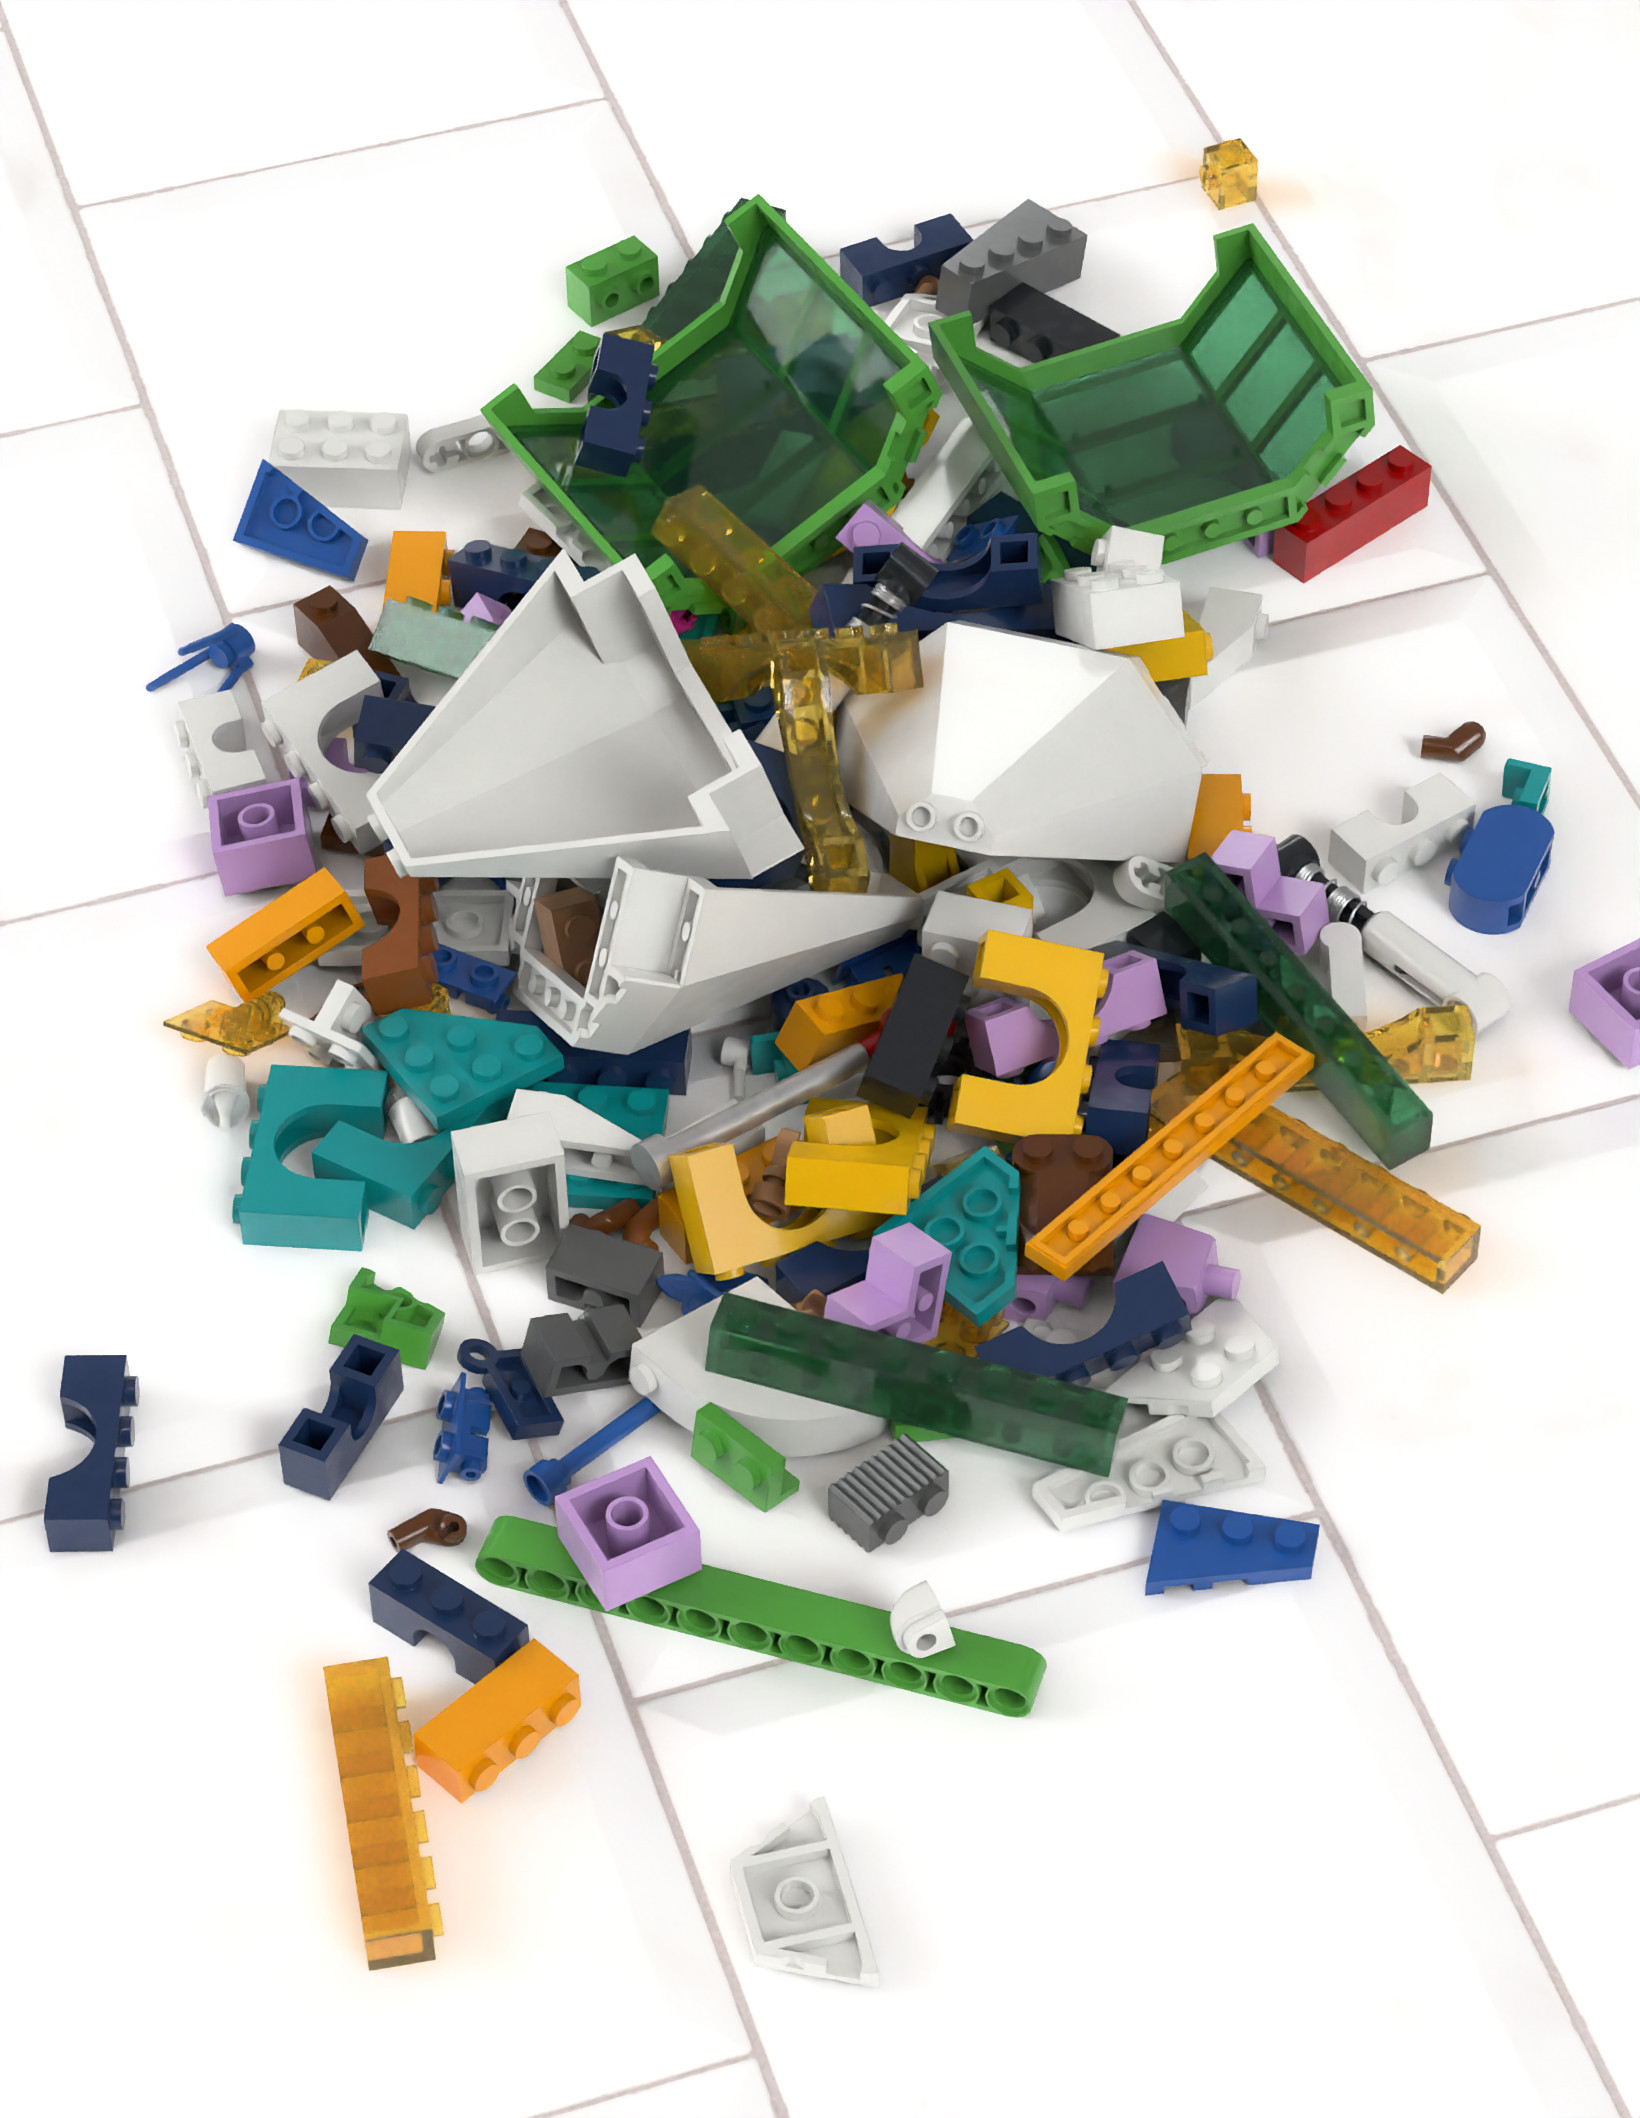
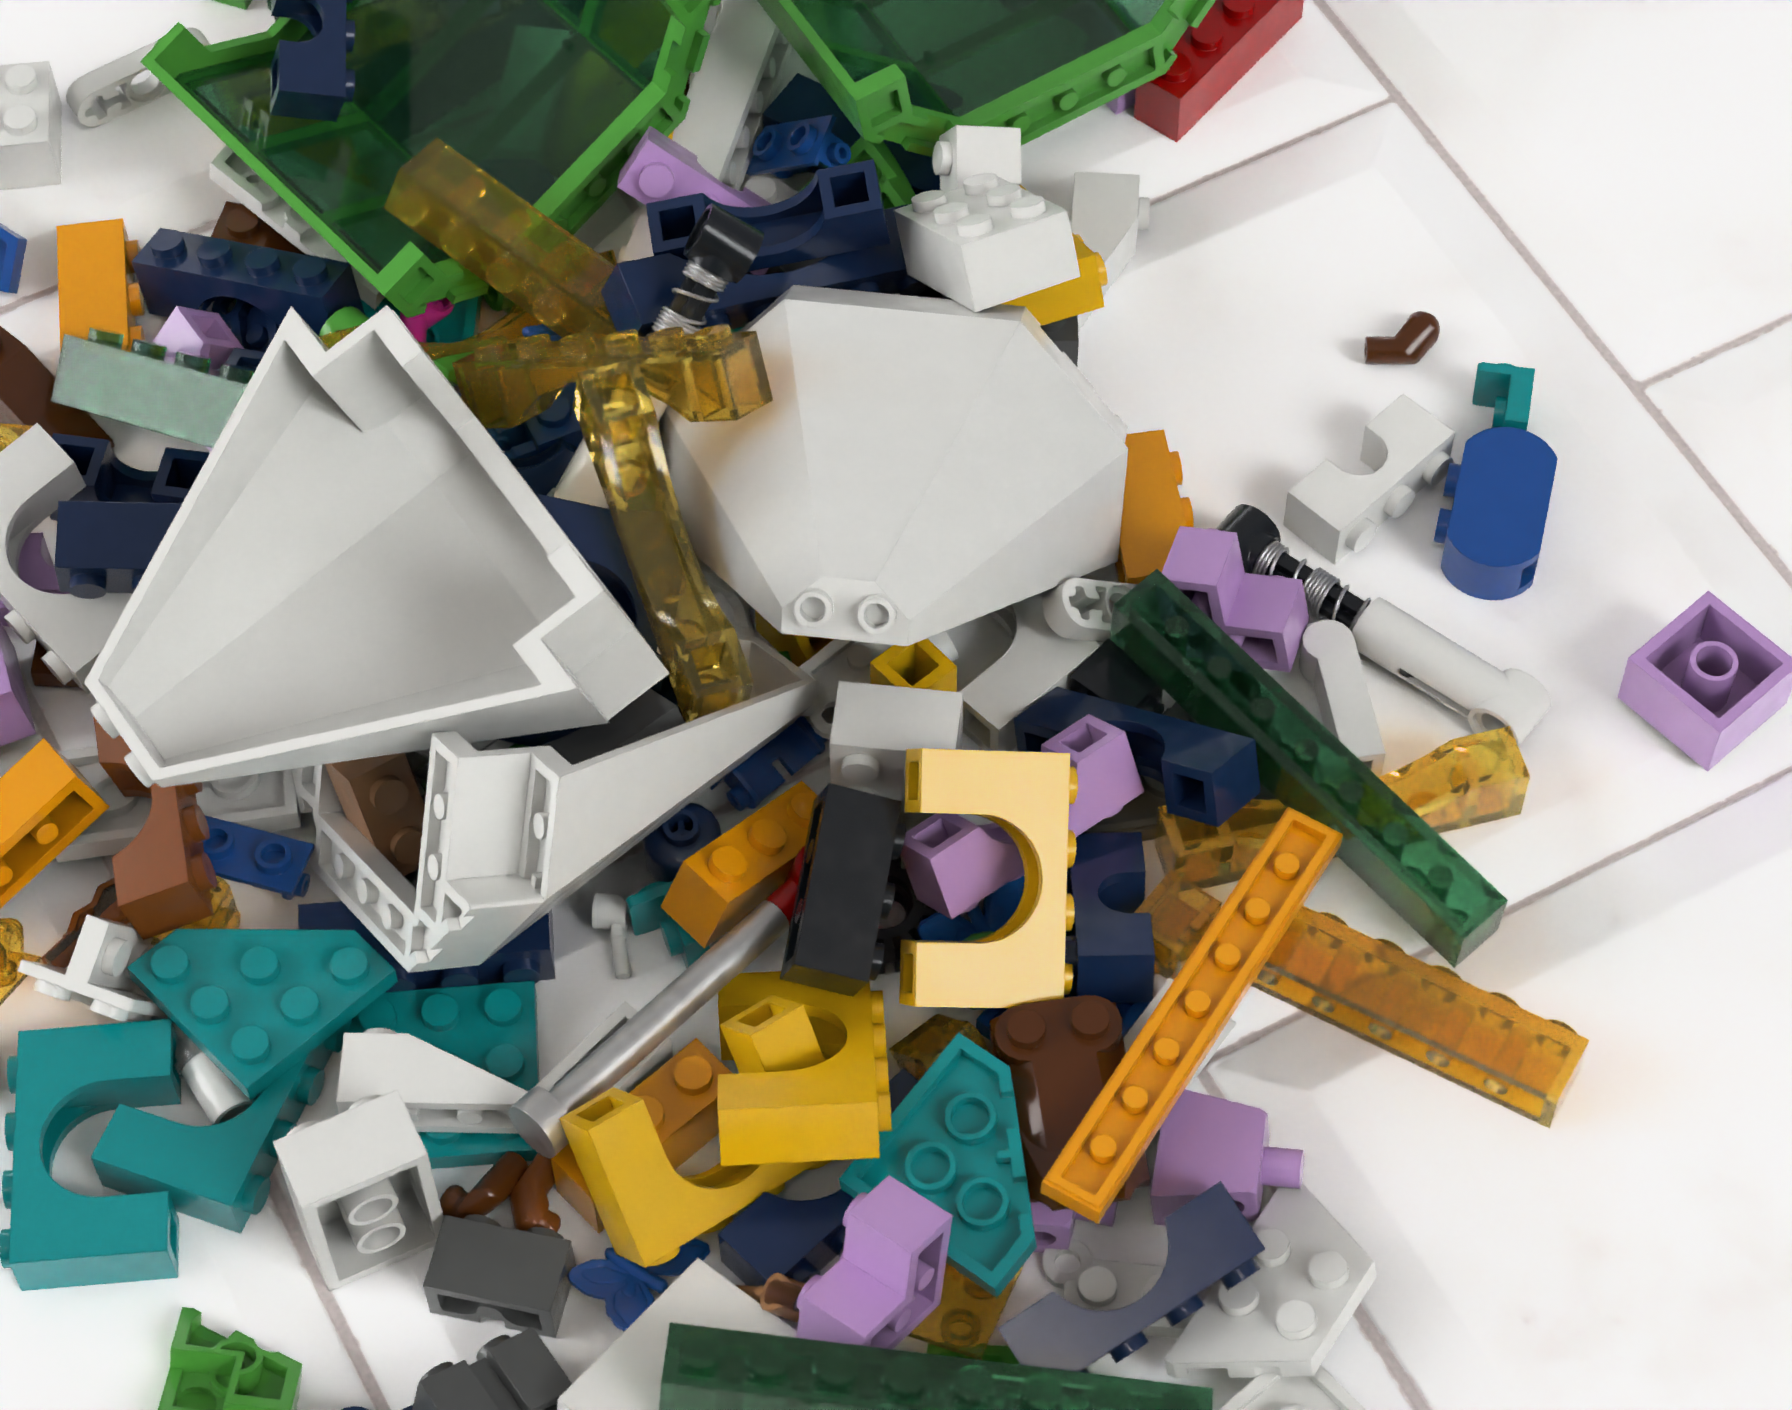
camera: 10 degrees left, 10 degrees up
(769, 1195) = (698, 1142): medium nougat piece -> none

